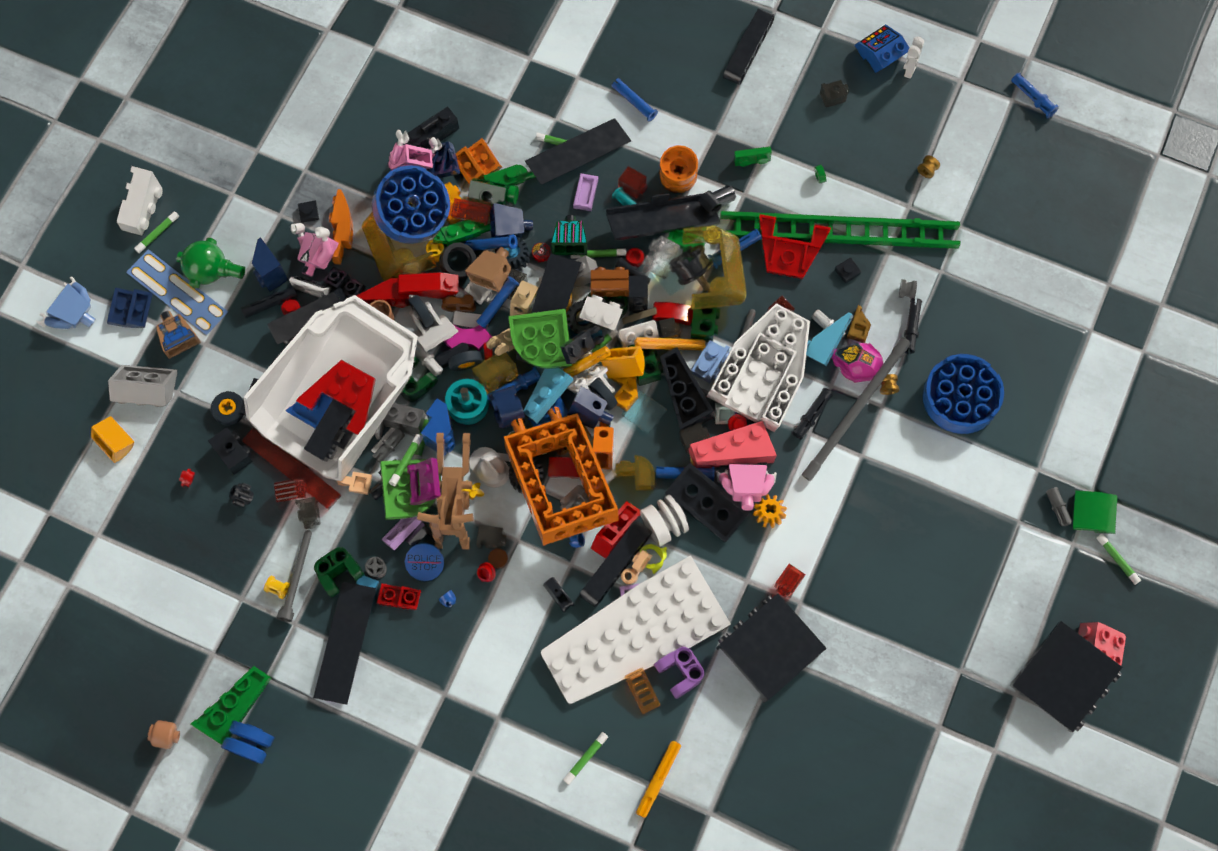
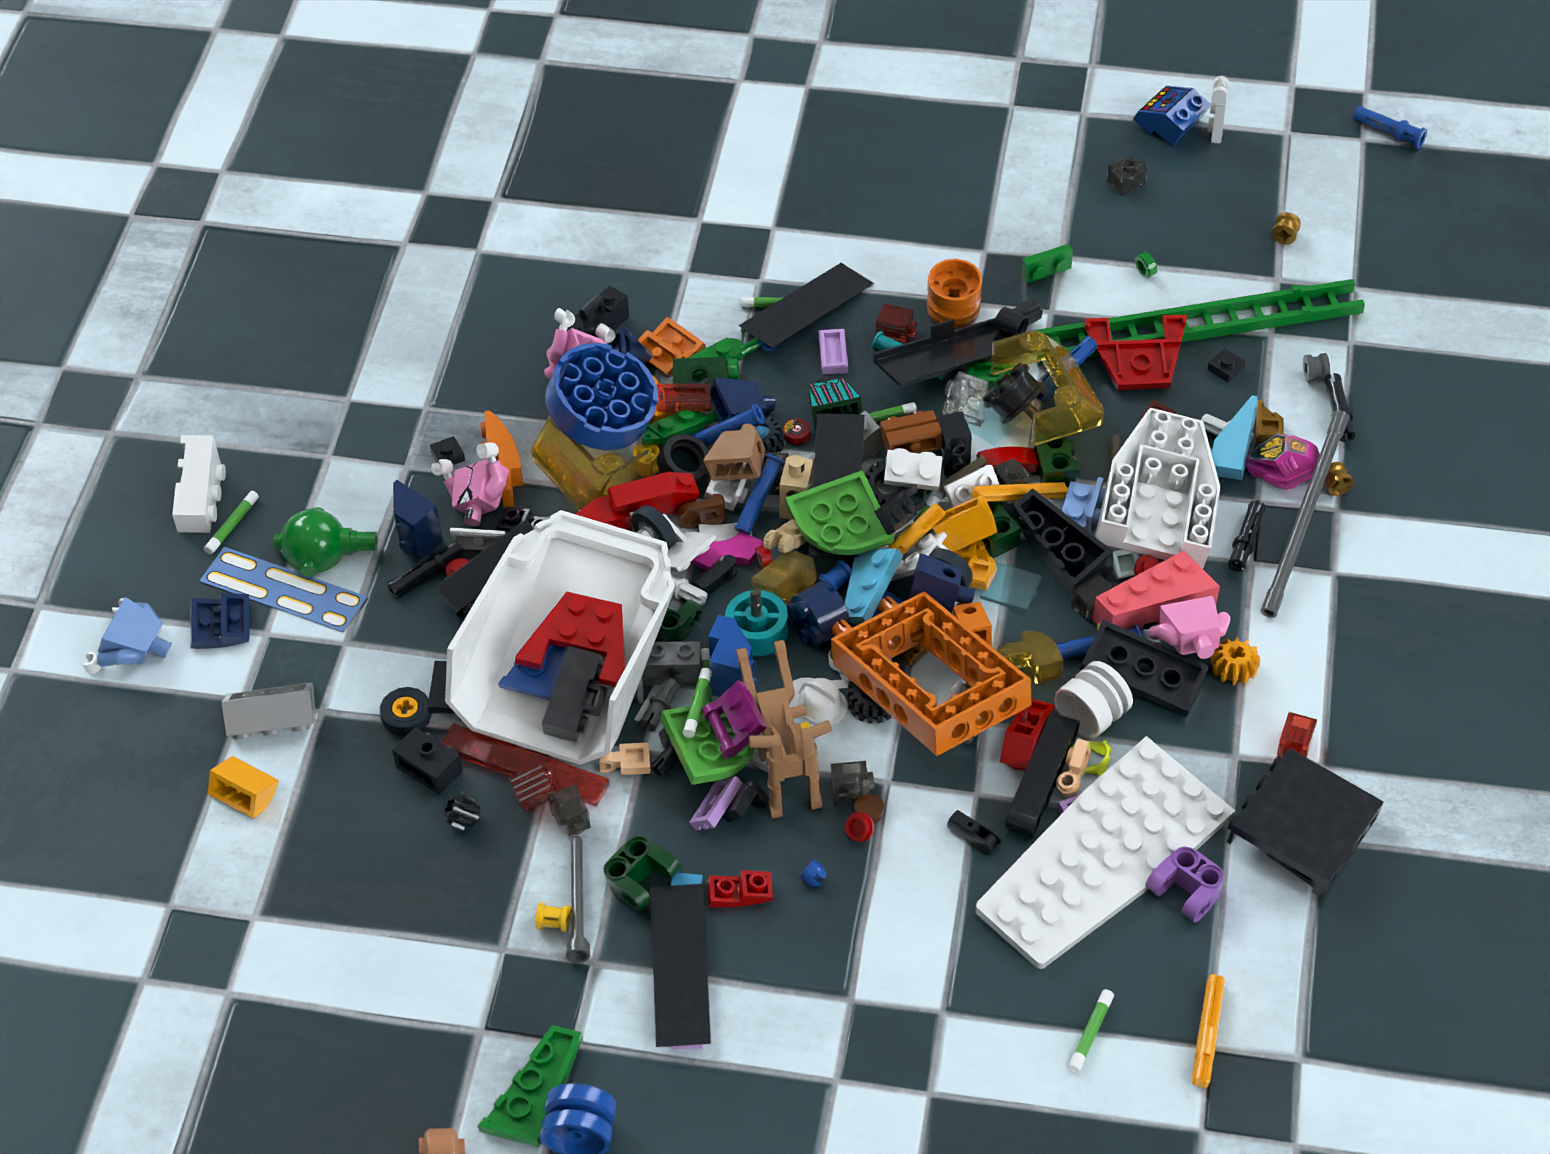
camera: 15 degrees left, 20 degrees down
(175, 334) = (301, 635): torso -> none
(187, 477) = (371, 809): red plate -> none
(373, 565) = (697, 852): dark grey wheel -> none
(424, 561) = (764, 833): blue piece -> none
(465, 360) = (736, 573): black bush -> none
(562, 468) = (930, 672): red slope -> none
(577, 540) = (974, 758): blue hinge -> none
(635, 100) = (862, 234): blue pin -> none
(635, 257) = (930, 404): red tile -> none
(640, 672) = (1137, 906): clear orange slope -> none
(749, 46) = (994, 147): black beam -> none
(952, 409) = (1441, 465): blue brick -> none

